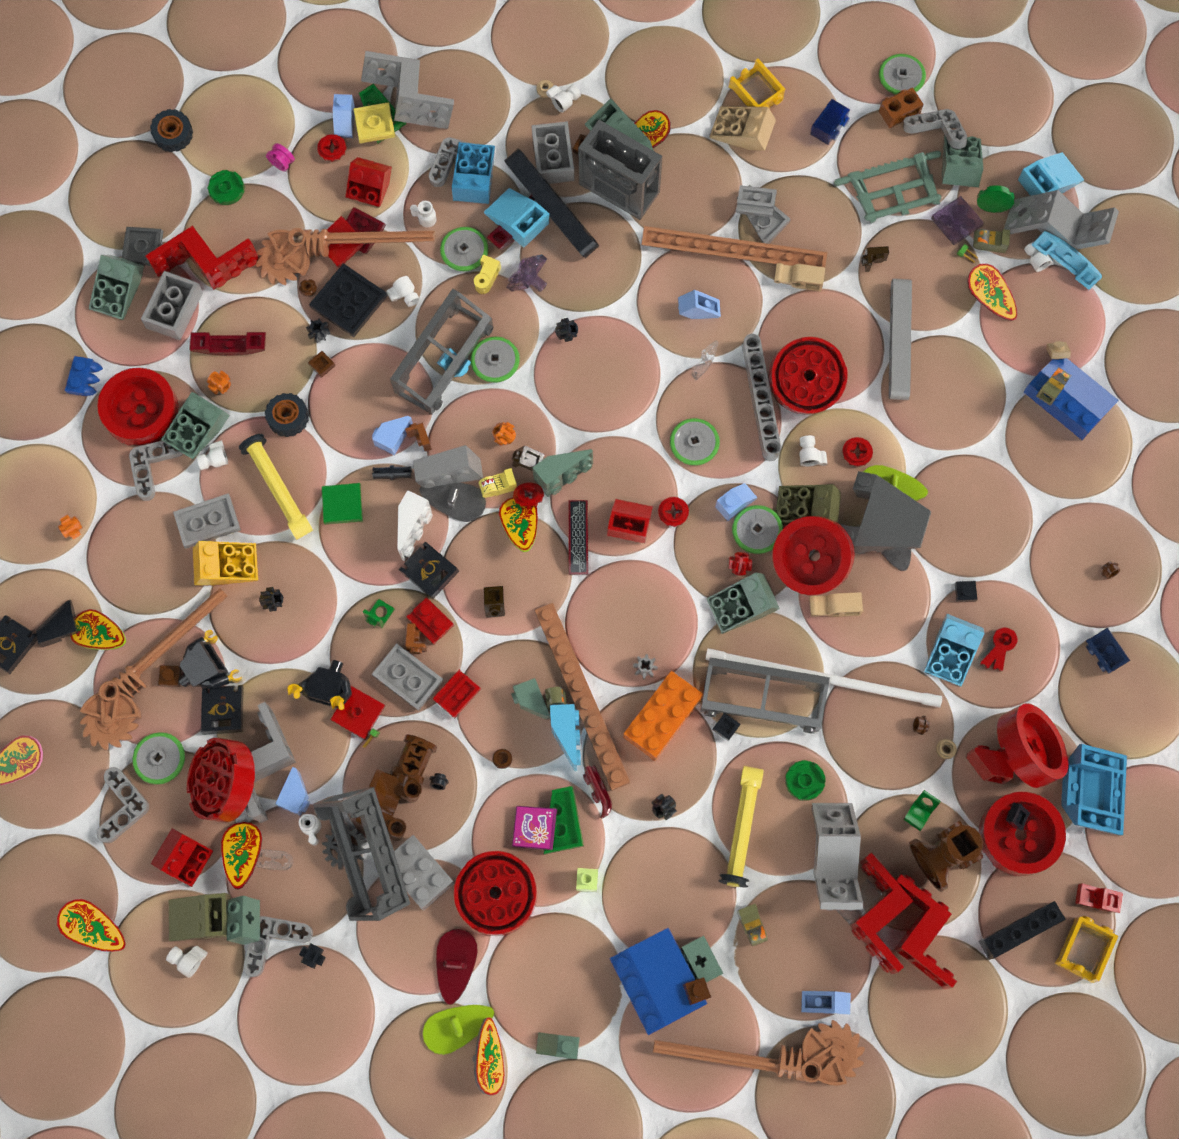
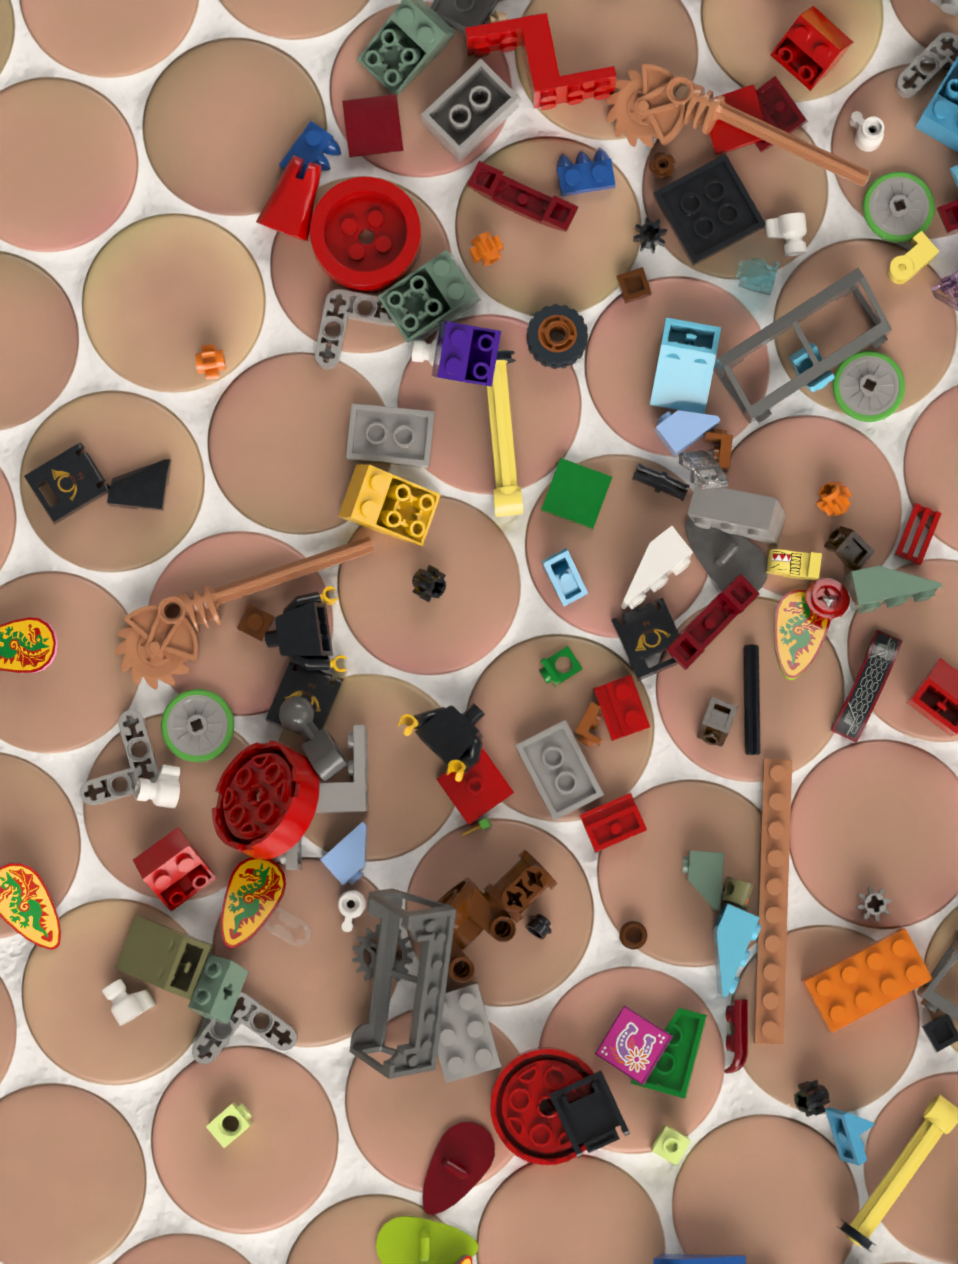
camera: 30 degrees right, 10 degrees up
(82, 407) = (292, 200): none -> red piece
(97, 631) = (189, 522): shield -> none
(115, 342) = (372, 125): none -> dark red slope
(152, 810) = (162, 792): none -> white piece
(219, 717) = (320, 747): none -> dark grey beam
(231, 446) = (466, 353): none -> dark purple slope
(262, 313) = (585, 175): none -> blue plate
(282, 1011) = (218, 1127): none -> yellowish green brick
(312, 955) = (284, 1073): black gear -> none
(355, 555) = (564, 577): none -> slope
(374, 395) = (685, 365): none -> medium azure slope
(395, 325) = (757, 275): none -> clear light blue brick
(414, 451) = (704, 469): none -> clear slope
(462, 540) = (712, 621): none -> dark red slope
(510, 578) = (751, 699): none -> black axle
(526, 885) = (590, 1118): none -> black container
(566, 417) = (935, 519): none -> red tile
(695, 816) = (846, 1133): none -> dark azure slope

